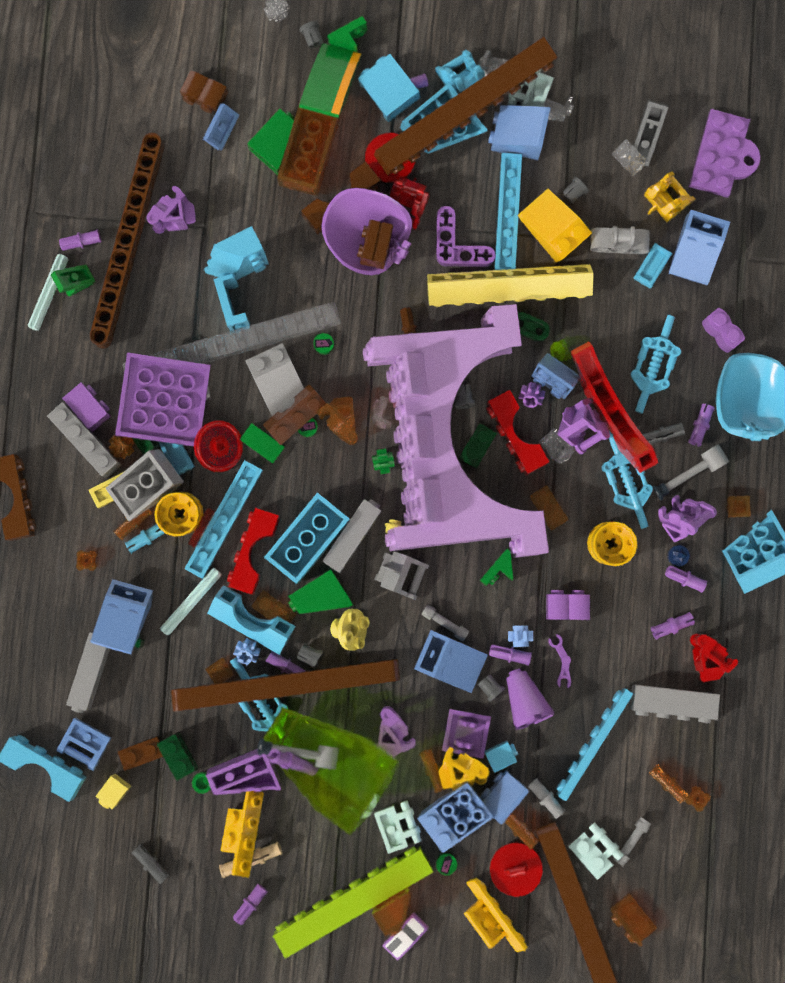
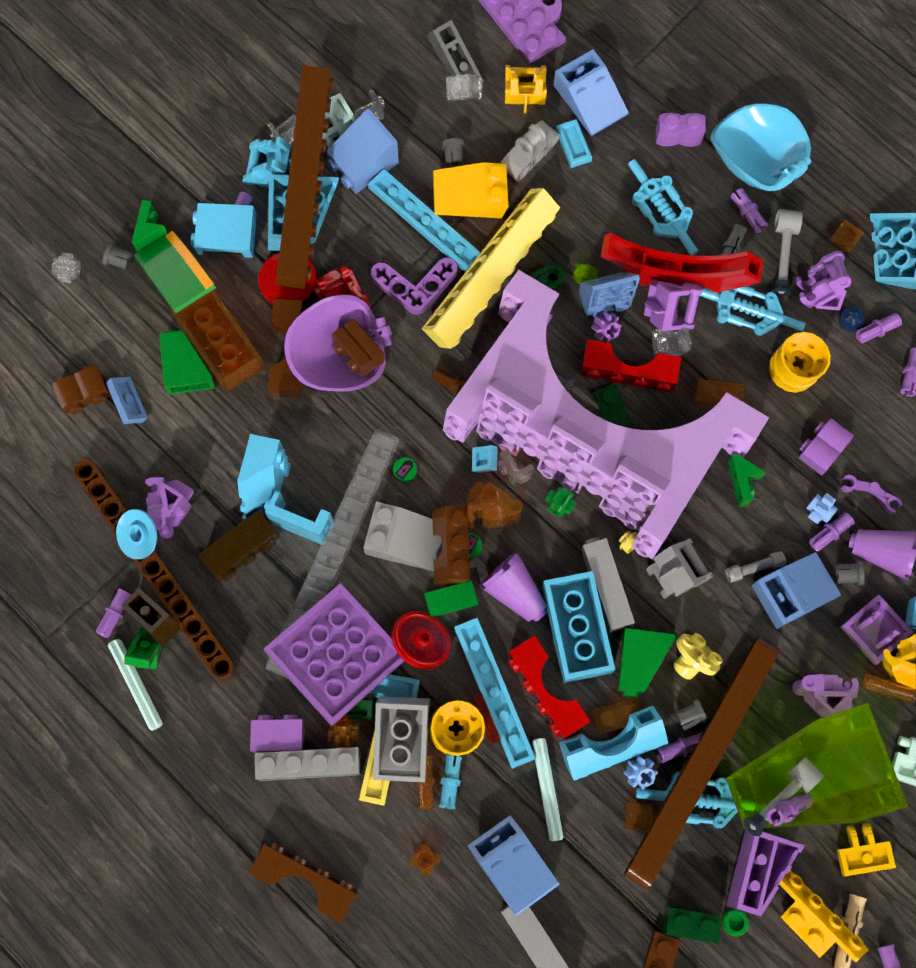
camera: 55 degrees left, 10 degrees down
(93, 265) = (150, 617): none -> dark brown brick
(135, 211) = (136, 534): none -> medium azure dish
(184, 281) = (239, 546): none -> dark brown brick
(300, 478) = (515, 589): none -> medium lavender cone
(308, 834) = (866, 857): none -> yellow hinge
(372, 389) = (484, 459): none -> medium azure plate

